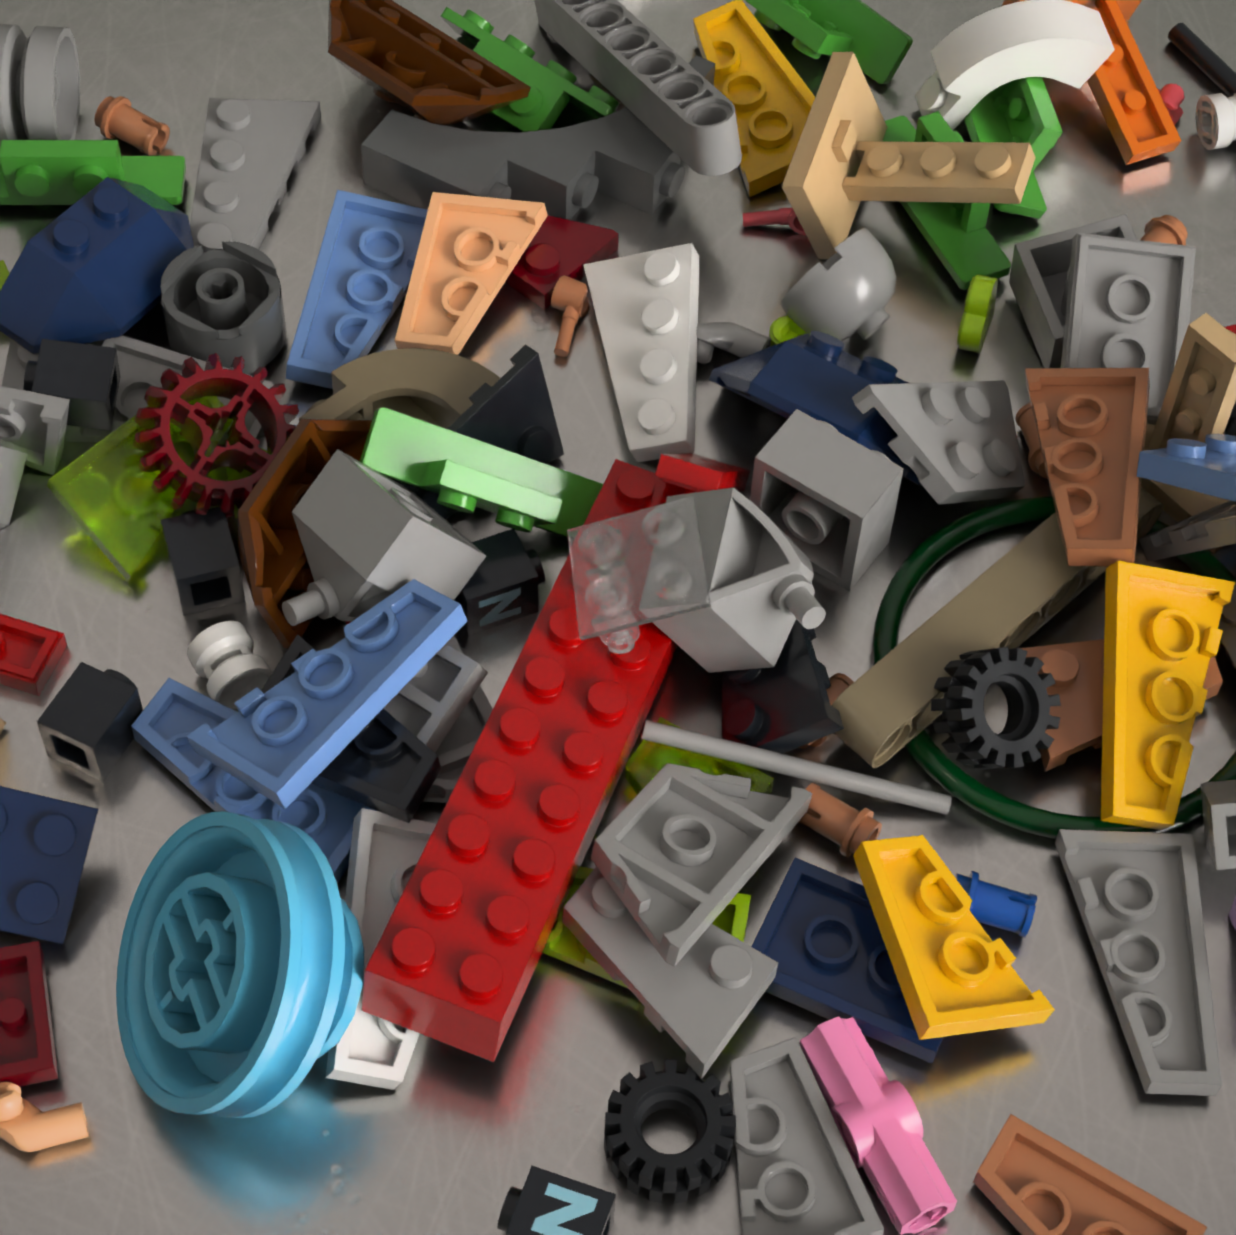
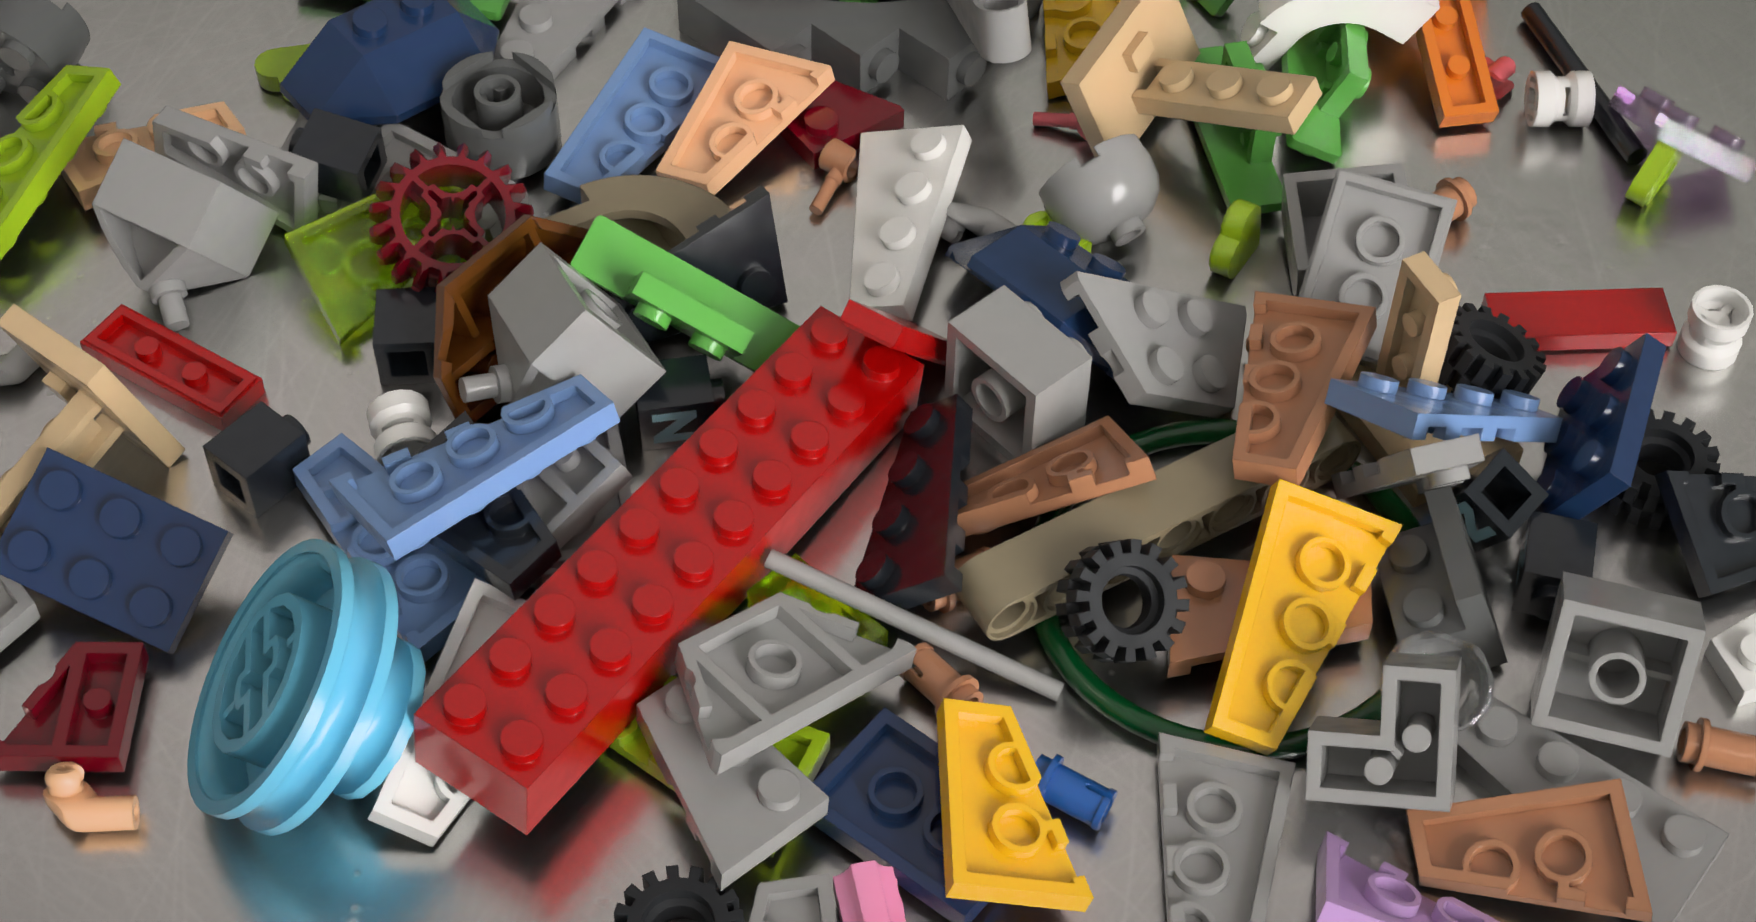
camera: 15 degrees right, 5 degrees down
(637, 571) = (789, 402): clear hinge -> none
(754, 585) = (879, 430): light grey piece -> none
(896, 586) = (1054, 476): none -> nougat wing

